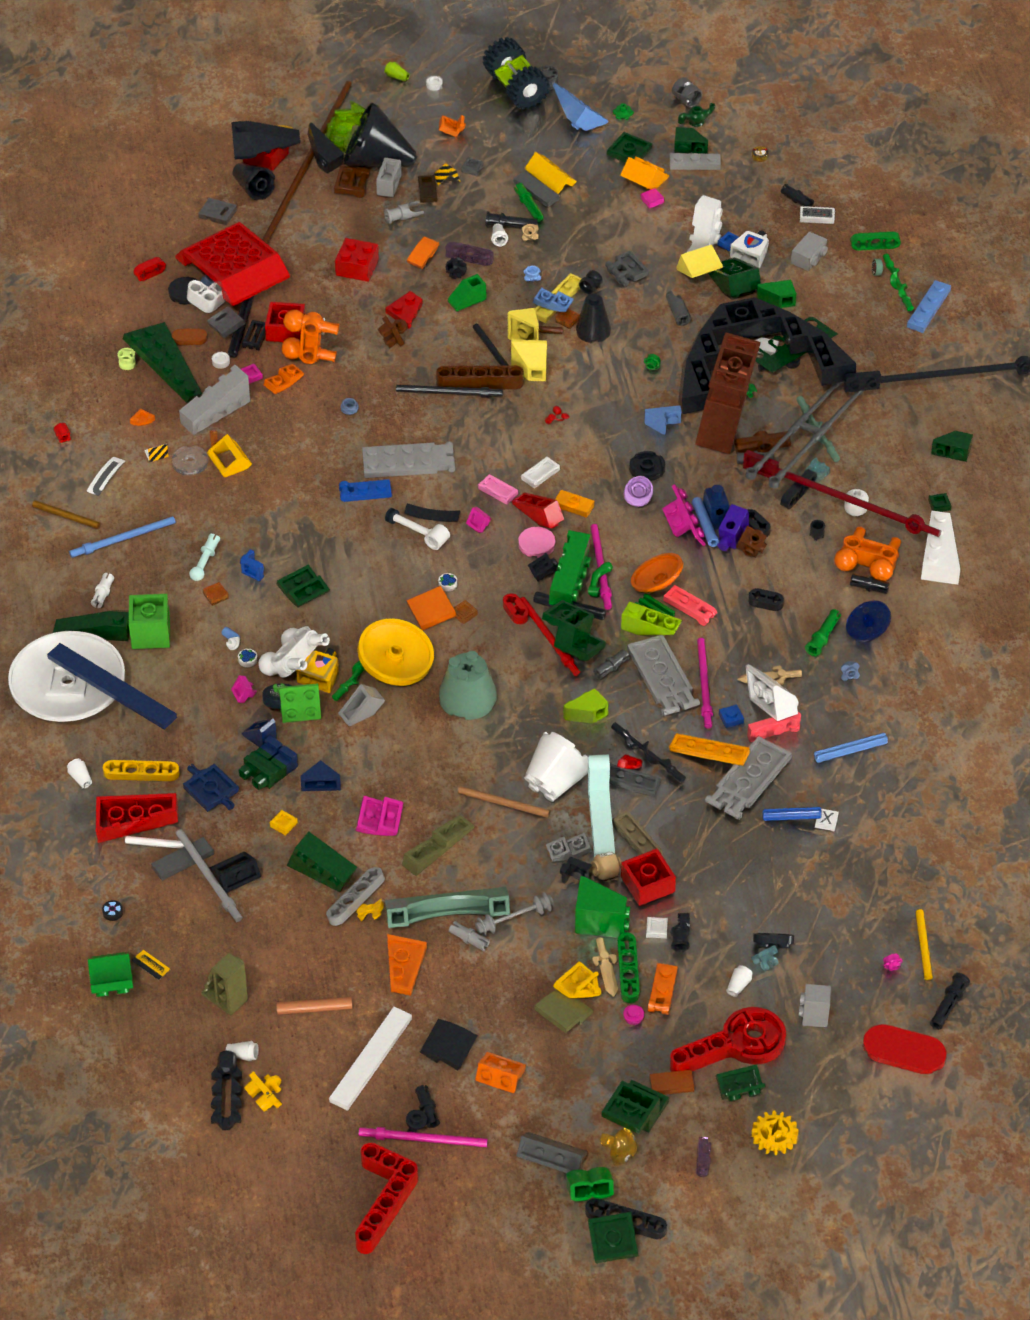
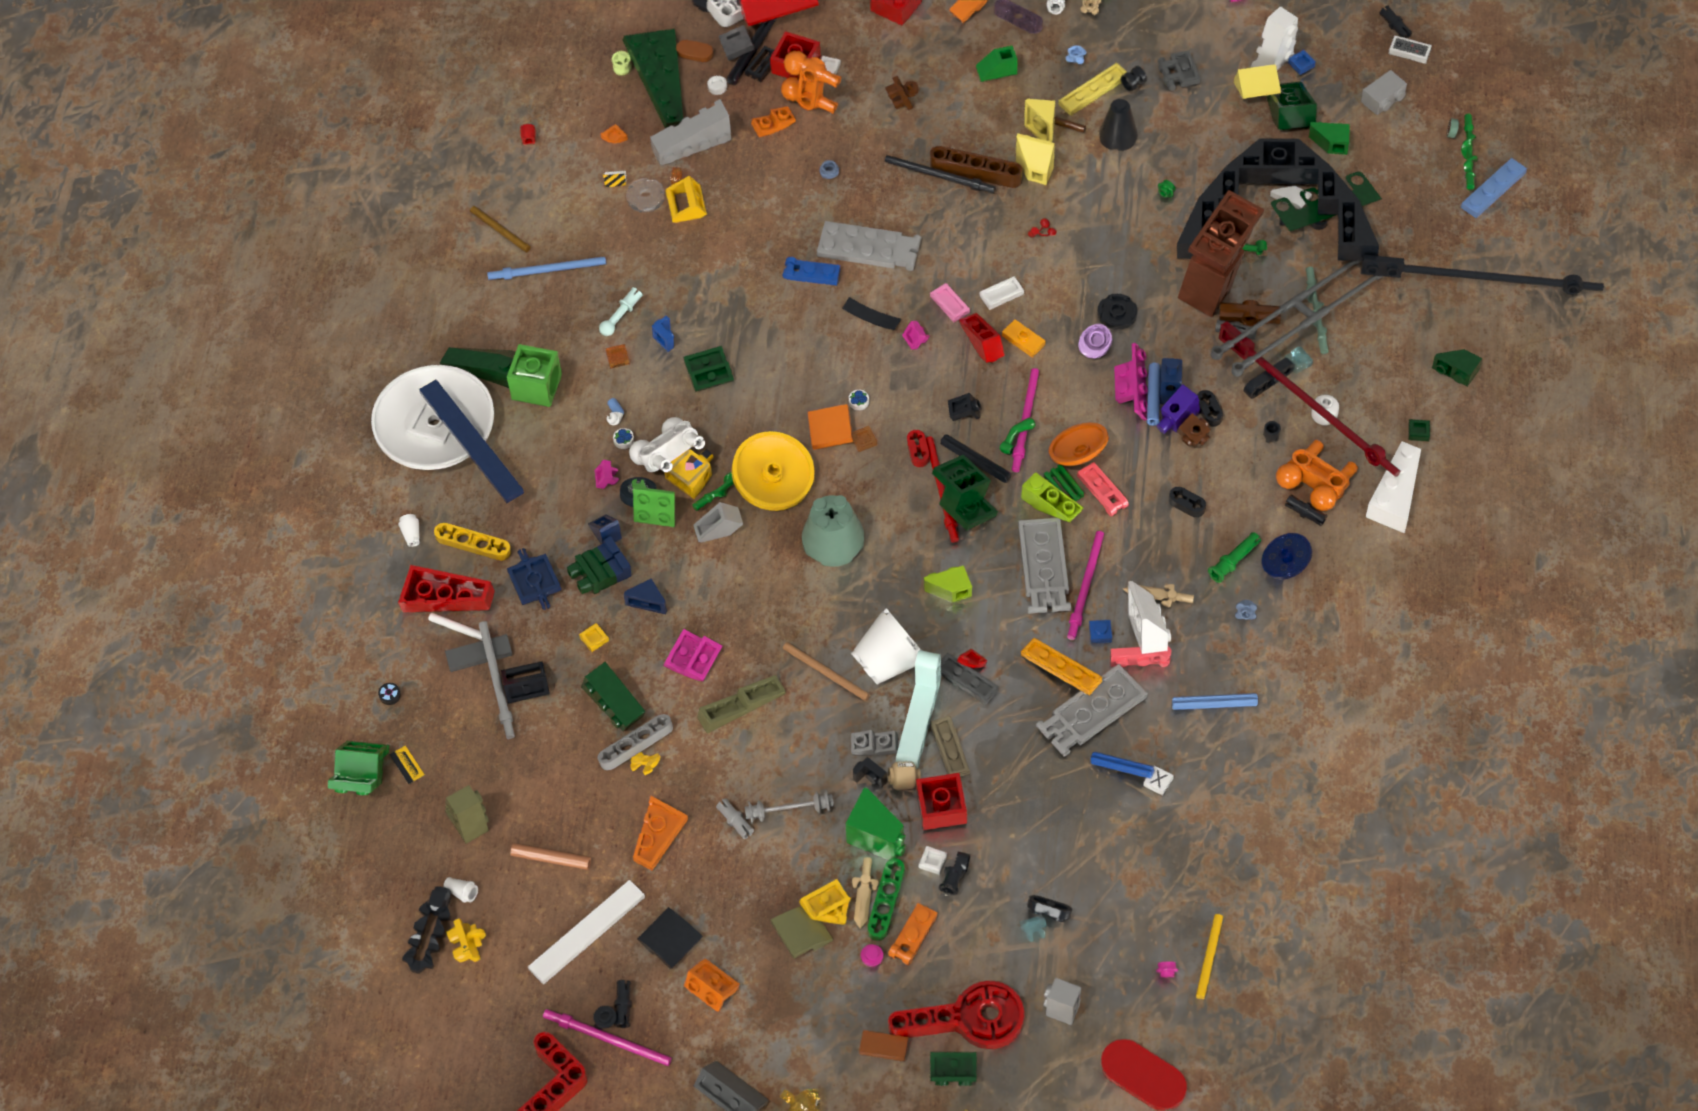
camera: 20 degrees right, 10 degrees up
(102, 590) = (505, 325): white pin -> none
(104, 475) = (554, 192): sticker -> none
(253, 373) = (741, 108): dark pink tile -> none
(405, 308) = (928, 67): red wing -> none
(407, 910) = (679, 773): sand green arch -> none
(433, 537) = (862, 344): white piece -> none
(456, 267) = (996, 30): black gear -> none
(489, 345) = (1001, 130): black bar -> none
(536, 541) = (968, 374): bright pink tile -> none
(548, 300) = (1083, 93): medium blue slope -> none
(567, 319) = (1094, 115): clear orange tile -> none
(571, 568) = (987, 420): green wedge -> none
(611, 664) = (994, 538): dark grey pin -> none
(635, 1106) = (830, 1067): dark green bracket -> none
(650, 756) = (995, 655): black piece -> none
(660, 417) = (1149, 256): medium blue slope -> none
(678, 309) = (1217, 131): dark grey piece -> none
(739, 980) = (996, 946): white cone -> none
(750, 248) = (1321, 75): white torso -> none
(887, 236) = (1443, 93): green beam -> none
(952, 994) = (1218, 1025): black pin -> none

